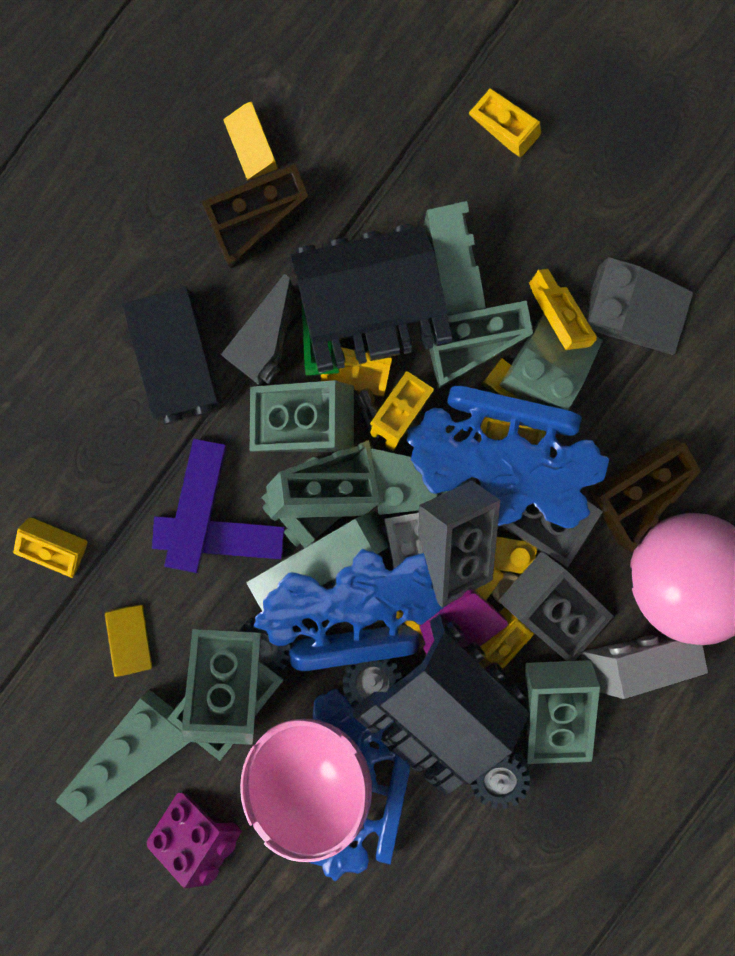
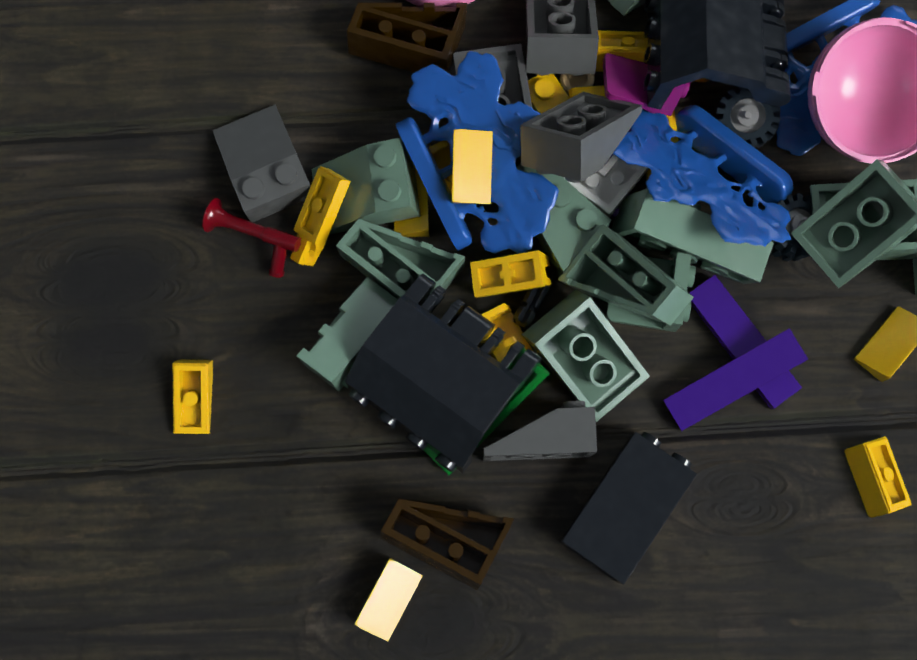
camera: 130 degrees left, 10 degrees down
(500, 442) = (472, 166): none -> yellow slope
(623, 240) = (217, 217): none -> dark red piece

